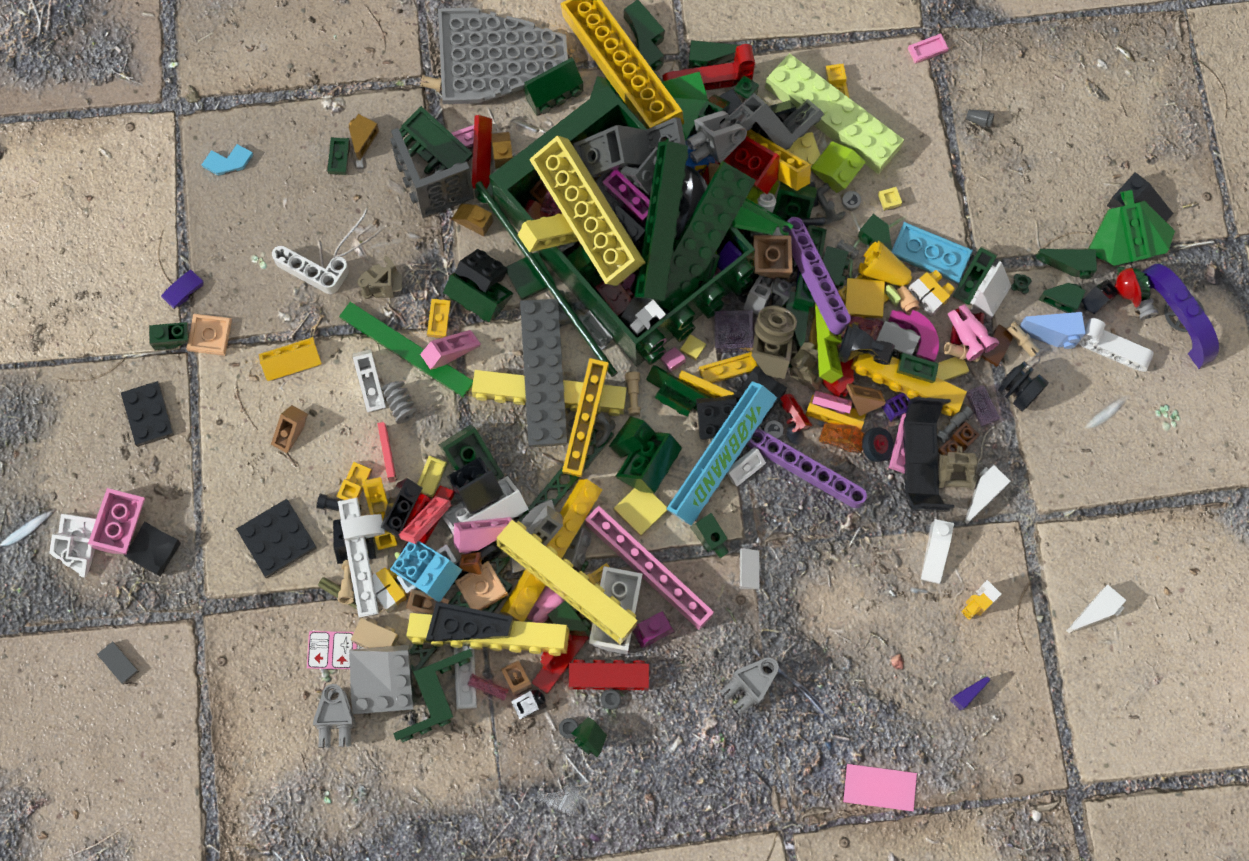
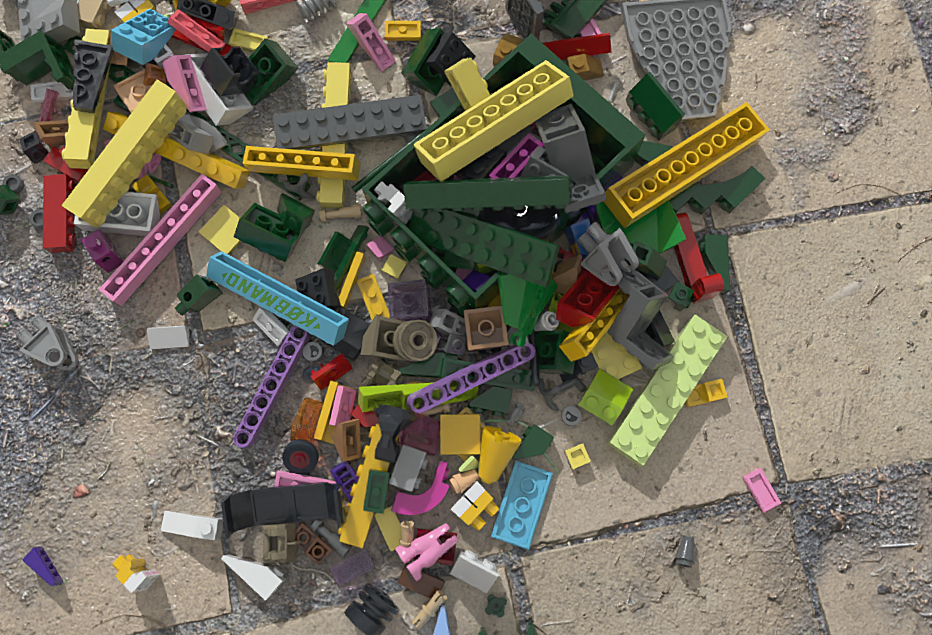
camera: 85 degrees right, 5 degrees up
(581, 542) = (176, 175): light grey hinge -> none
(975, 275) = (500, 554): dark green slope -> none

